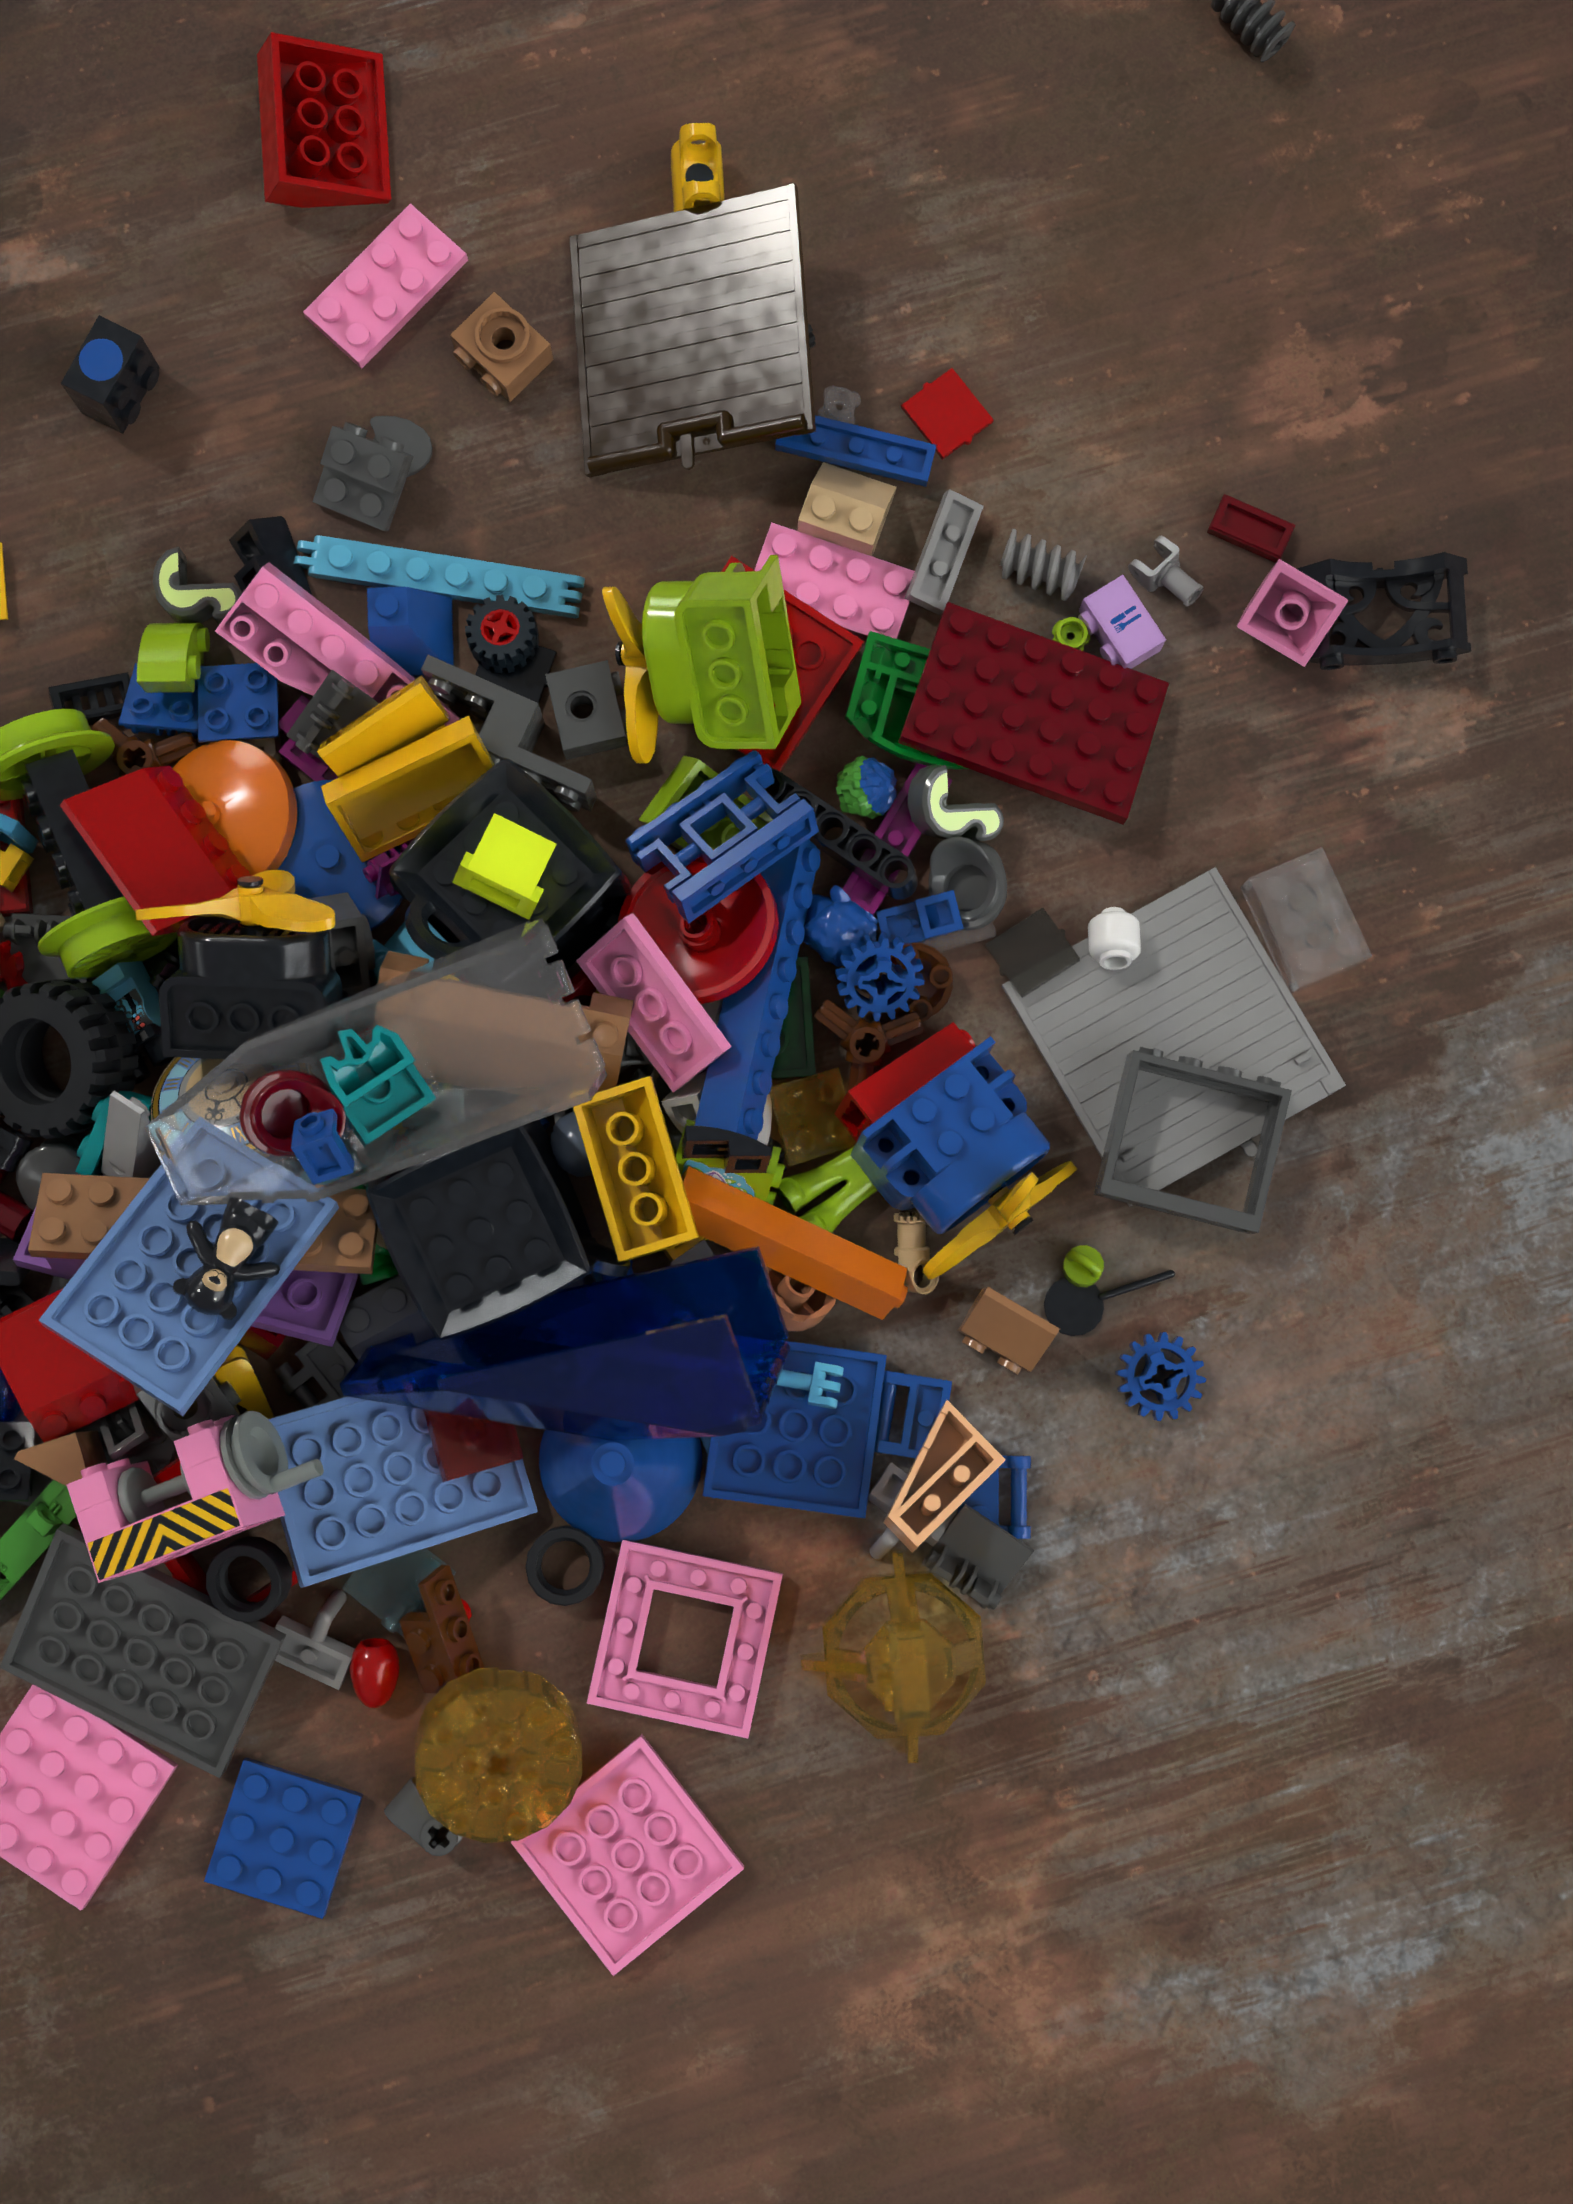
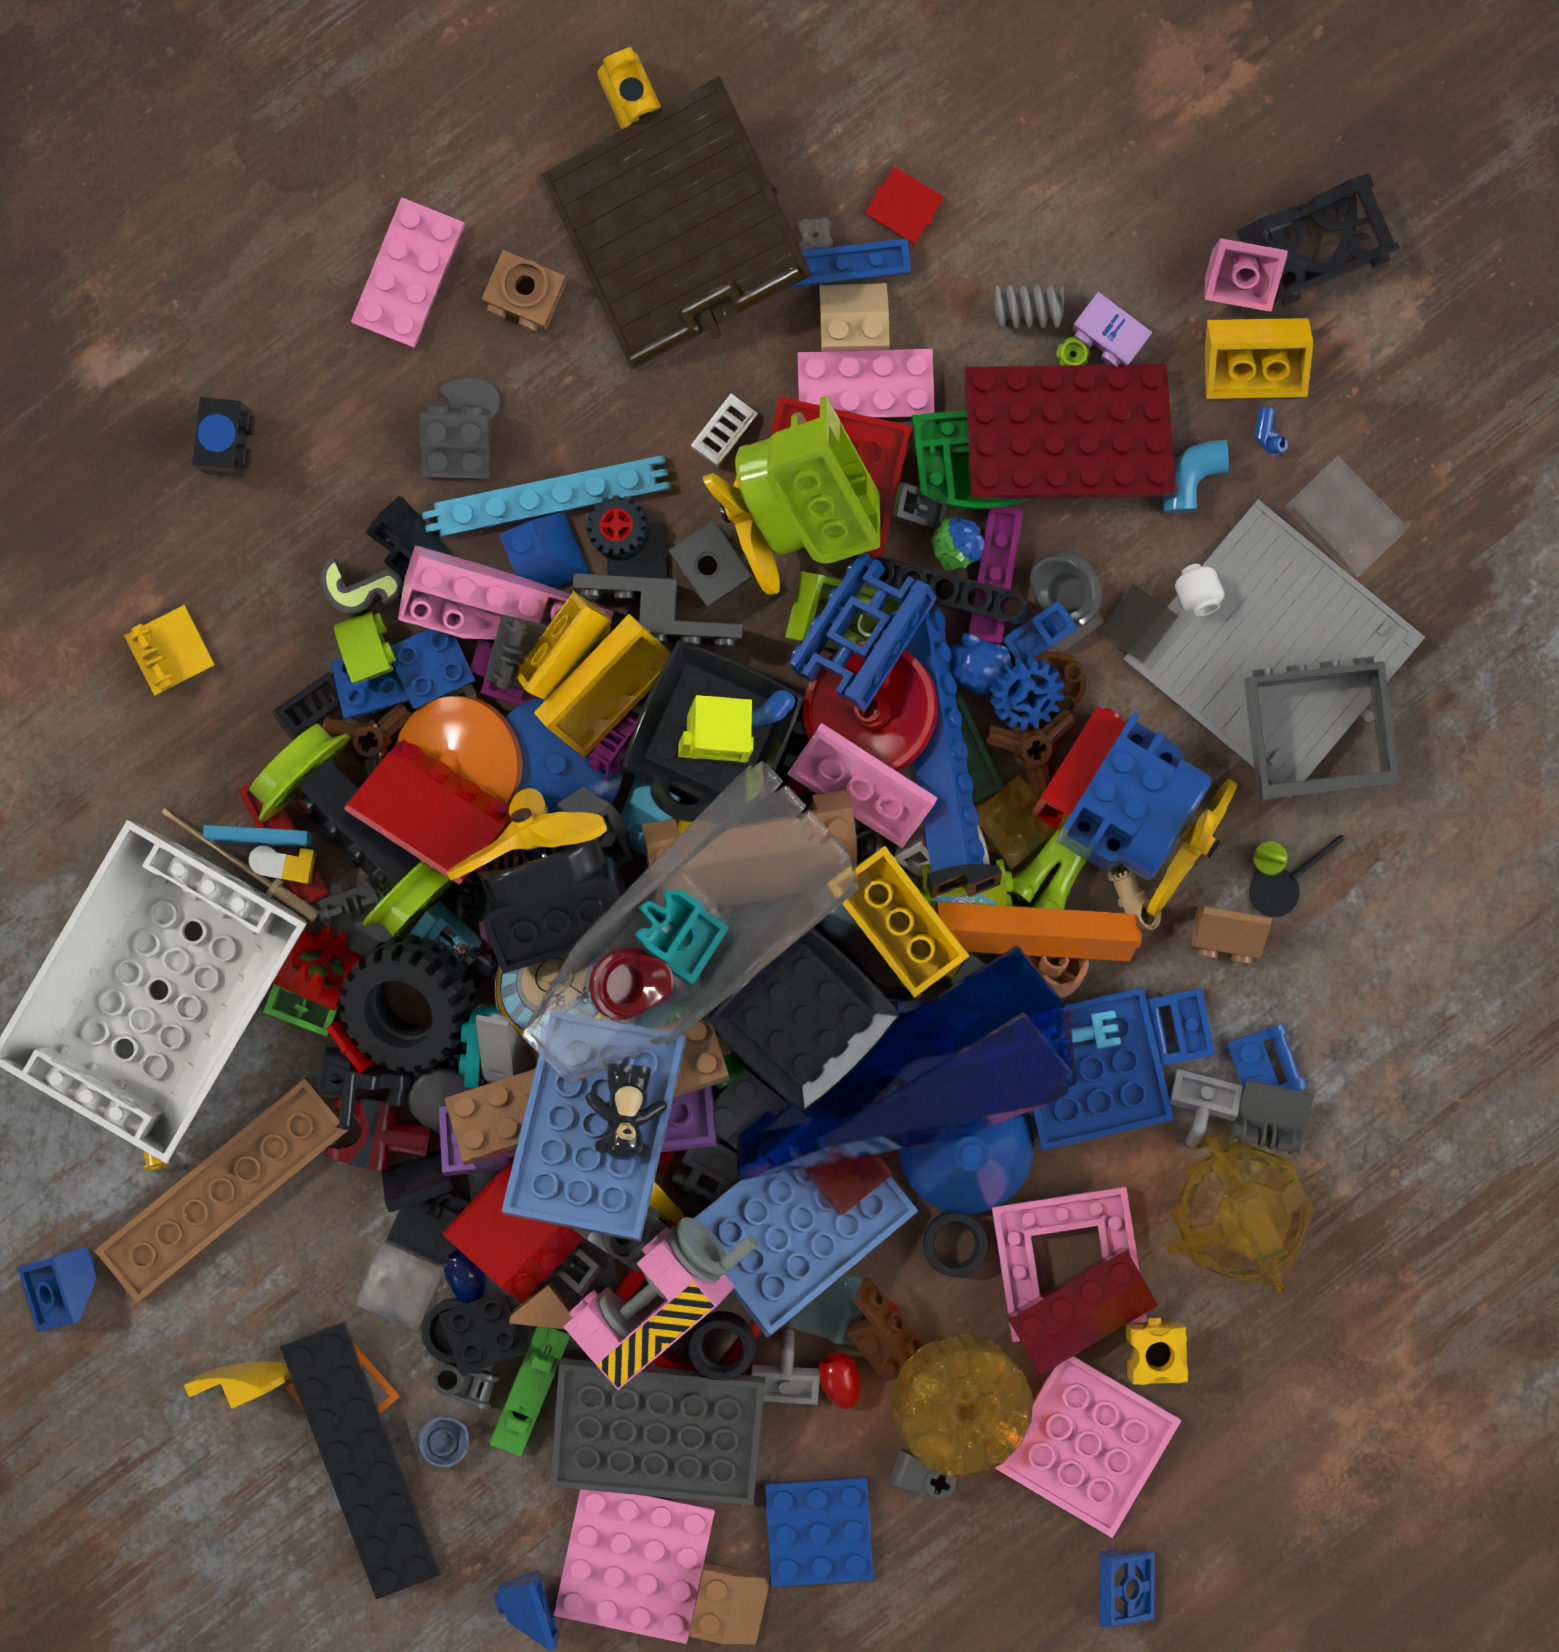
camera: 15 degrees left, 5 degrees up
(145, 1884) = (729, 1605): none -> medium nougat slope
(320, 1147) = (662, 999): blue bracket -> none
(322, 124) = (304, 158): red slope -> none
(579, 871) = (774, 709): none -> blue arm
(598, 2004) = (1143, 1592): none -> blue piece
(640, 570) = (707, 452): none -> white slope
(676, 1697) = (1082, 1310): none -> dark red slope
(751, 1753) = (1144, 1335): none -> yellow piece
(834, 735) = (917, 510): none -> dark grey slope
(937, 819) = (1031, 545): dark grey animal -> none
(943, 1476) = (1222, 1066): light nougat wedge -> none
(944, 552) = (946, 324): light grey plate -> none
(1152, 805) = (1190, 469): none -> dark azure cylinder
(1166, 1395) = (1372, 934): blue gear -> none
(1167, 573) = (1133, 273): light grey piece -> none
(1250, 802) = (1266, 434): none -> blue arm
(1251, 528) = (1185, 208): dark red tile -> none
(1271, 714) = (1258, 358): none -> yellow slope

